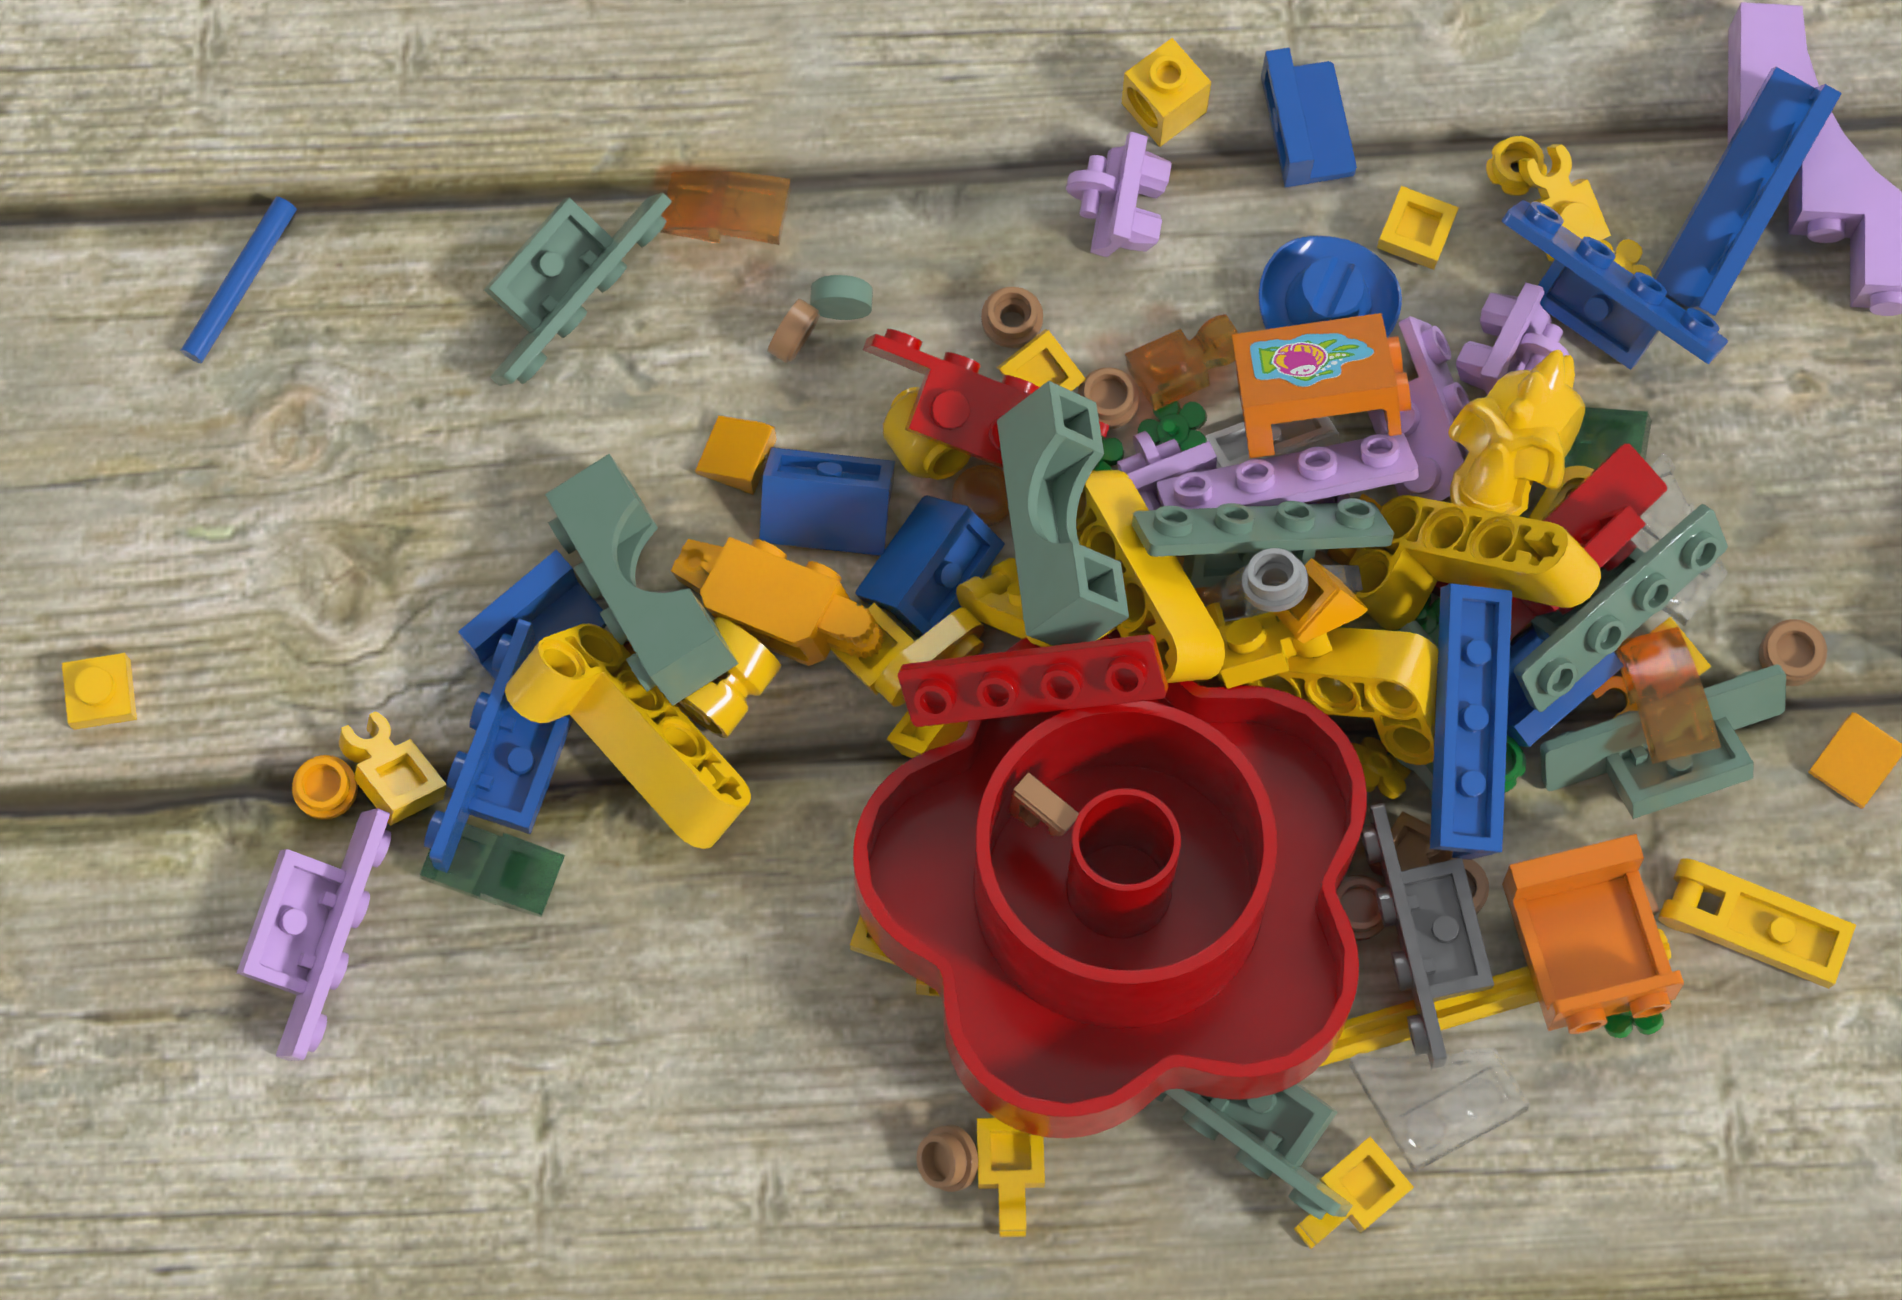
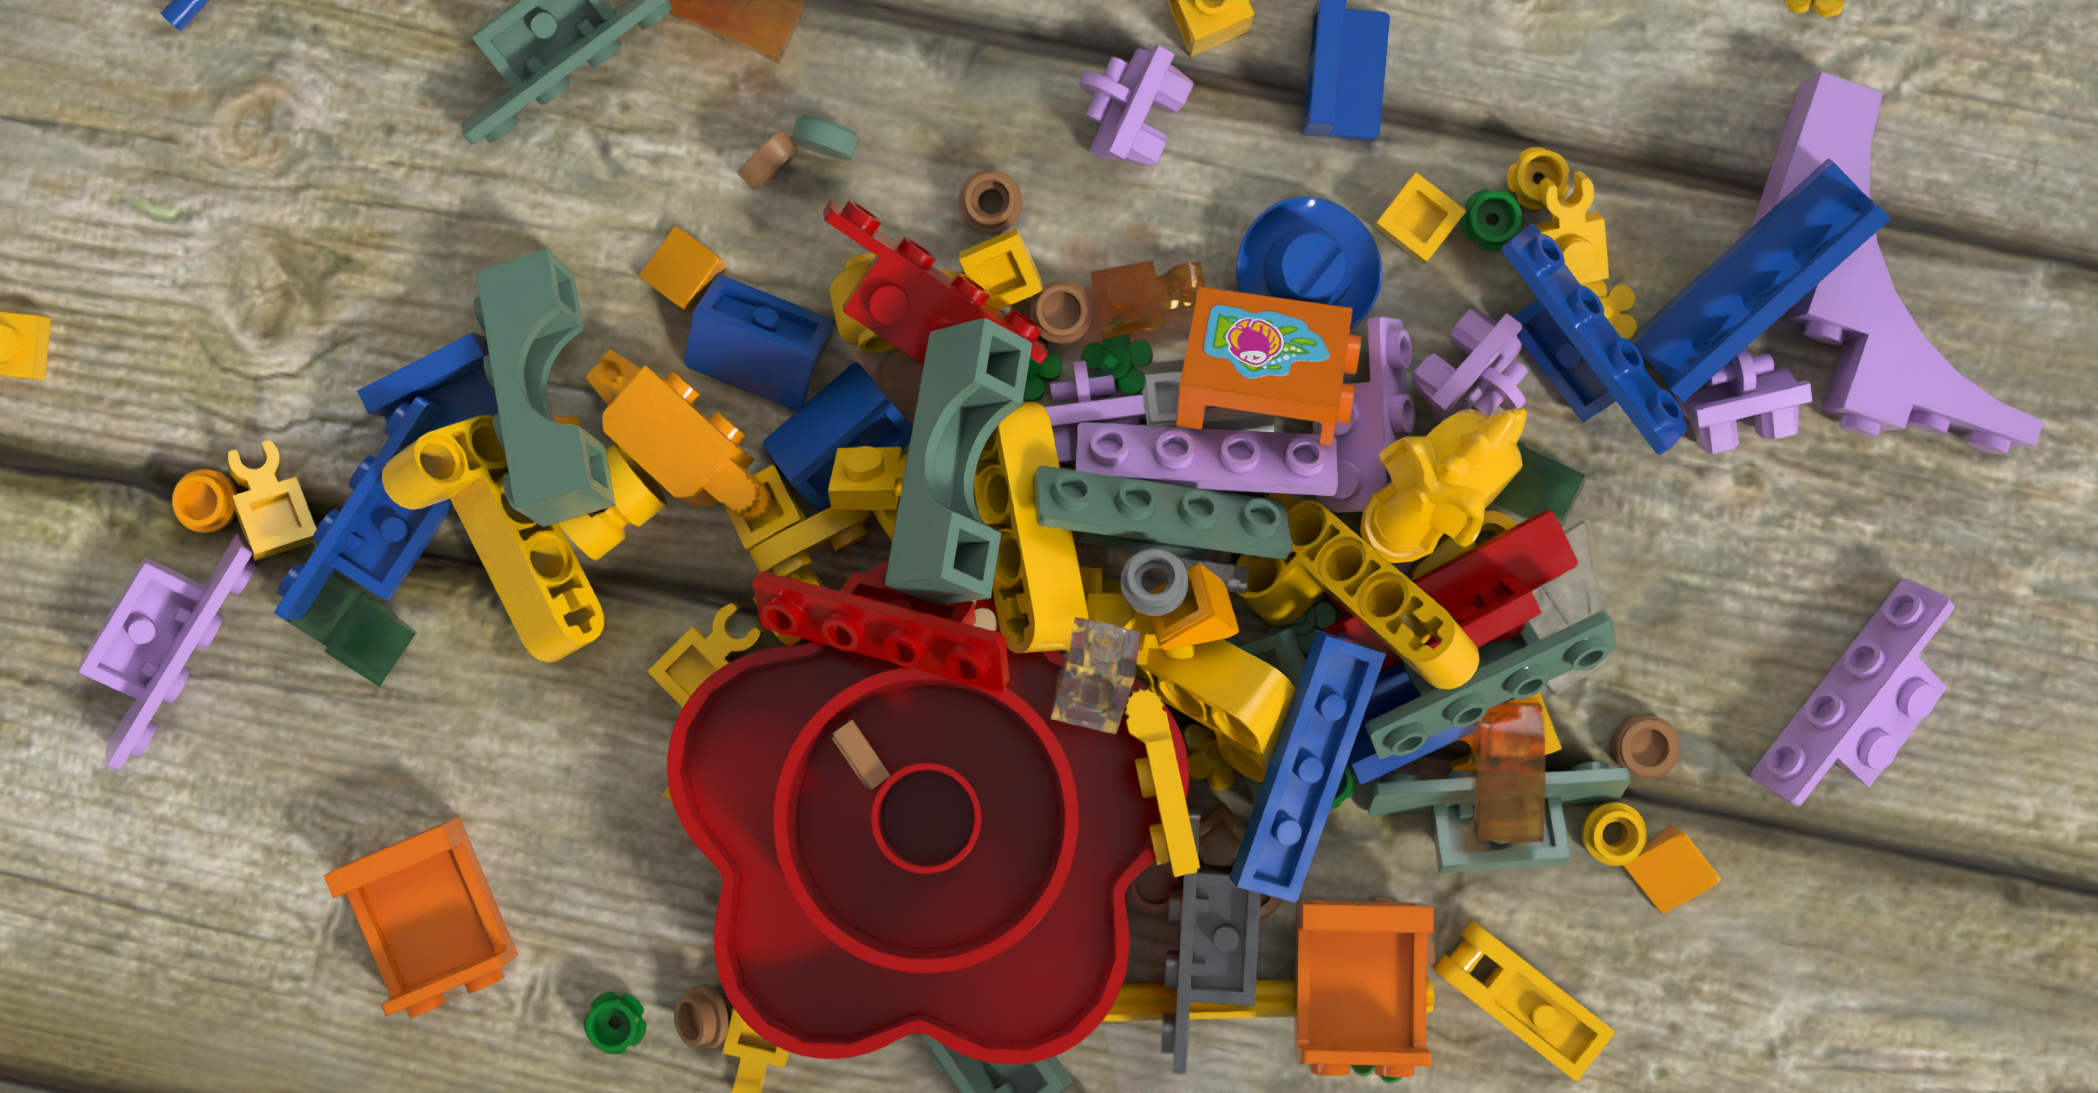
camera: 10 degrees right, 15 degrees up
(640, 1132) = (427, 917): none -> orange panel
(841, 806) = (699, 656): none -> yellow plate
(848, 1177) = (603, 1034): none -> green plate
(975, 578) = (867, 478): none -> yellow plate
(1251, 704) = (1096, 675): none -> clear brick
(1338, 764) = (1161, 778): none -> yellow hinge
(1480, 197) = (1508, 216): none -> green plate
(1797, 299) = (1743, 390): none -> lavender hips
(1799, 725) = (1627, 847): none -> yellow plate

